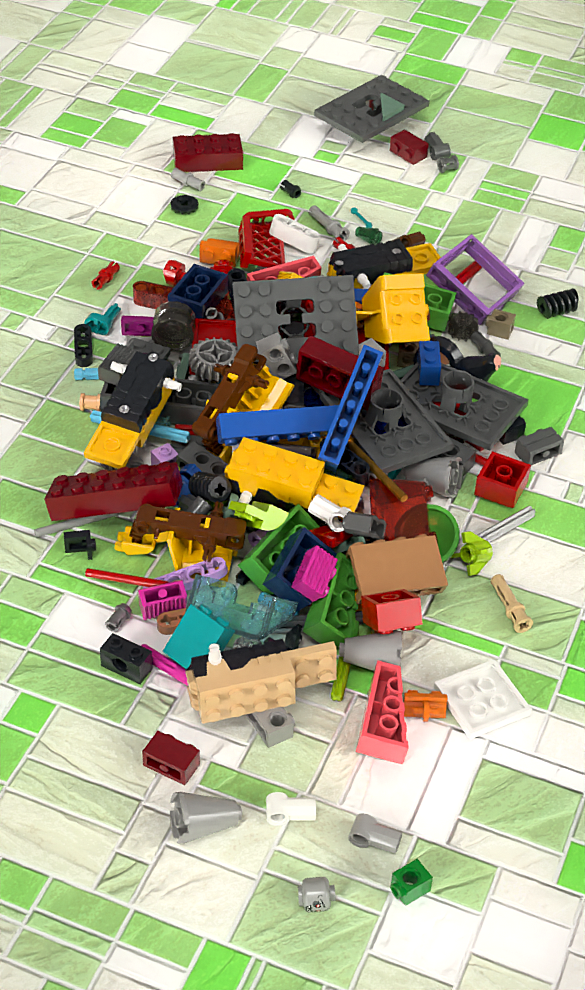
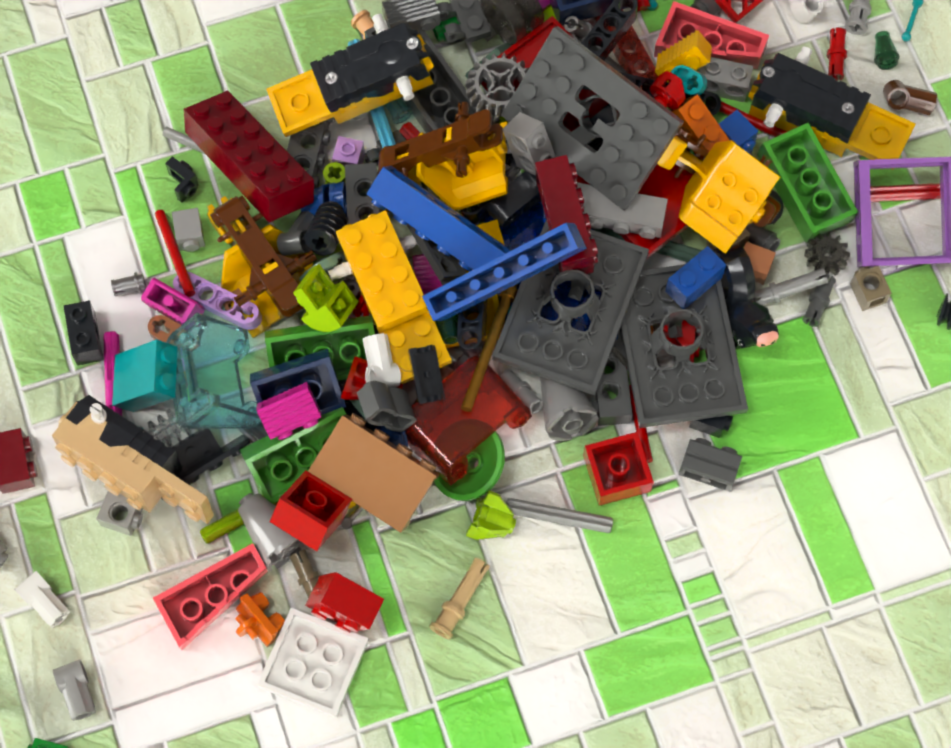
camera: 50 degrees right, 25 degrees up
(119, 560) = (188, 229): none -> light grey brick
(362, 498) = (426, 374): none -> black hinge
(423, 662) = (305, 571): none -> dark tan pin
(463, 645) = (344, 603): none -> red brick
(471, 341) = (790, 287): none -> light grey pin

